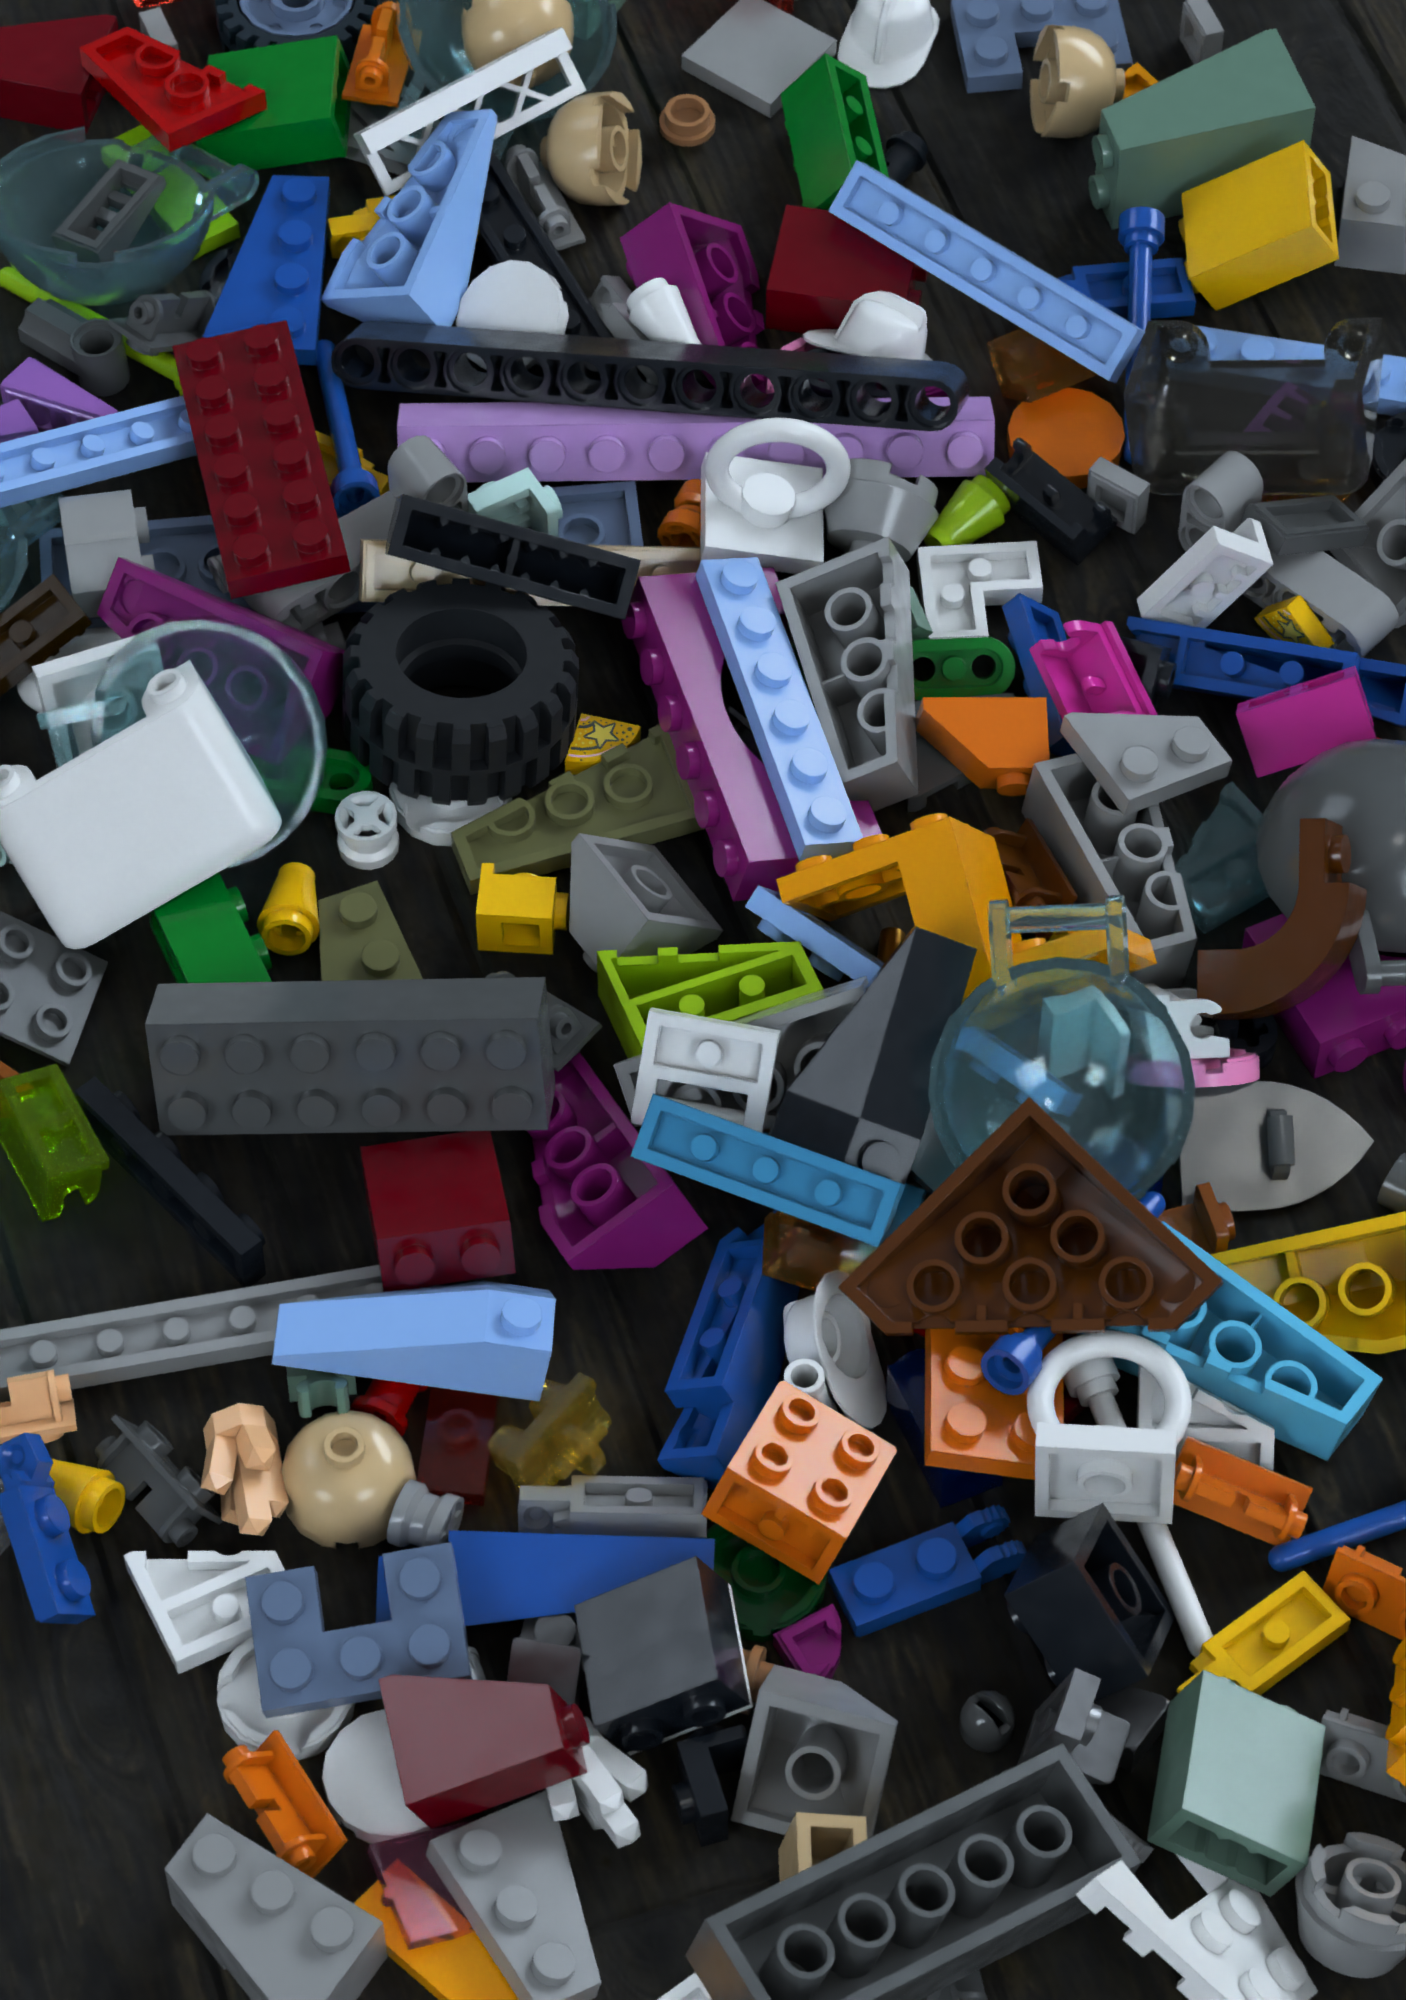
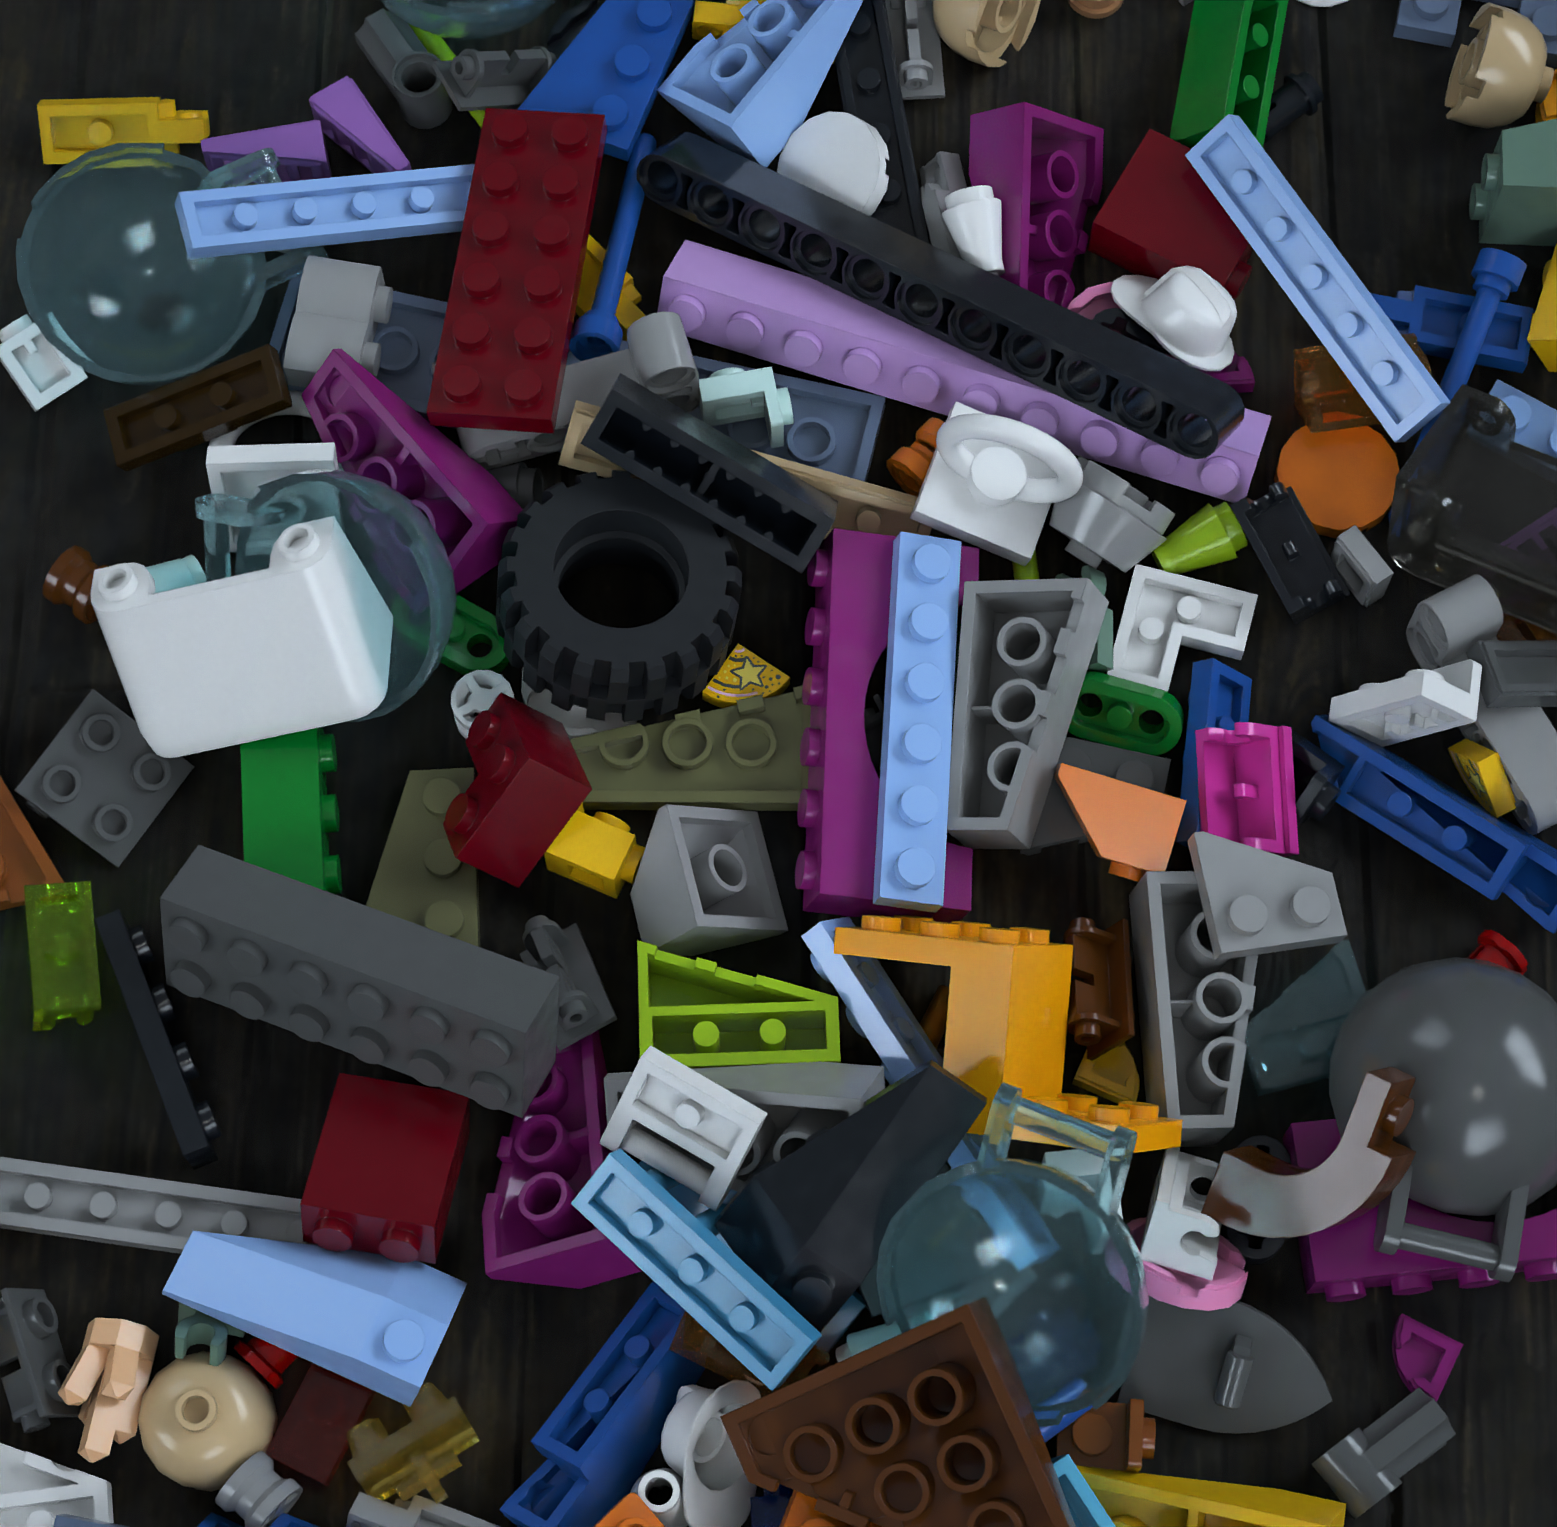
camera: 20 degrees right, 15 degrees up
(291, 912) = (379, 774): yellow cone -> none
(435, 873) = (522, 792): none -> dark red brick
(1304, 720) = (1447, 899): dark pink hinge -> none

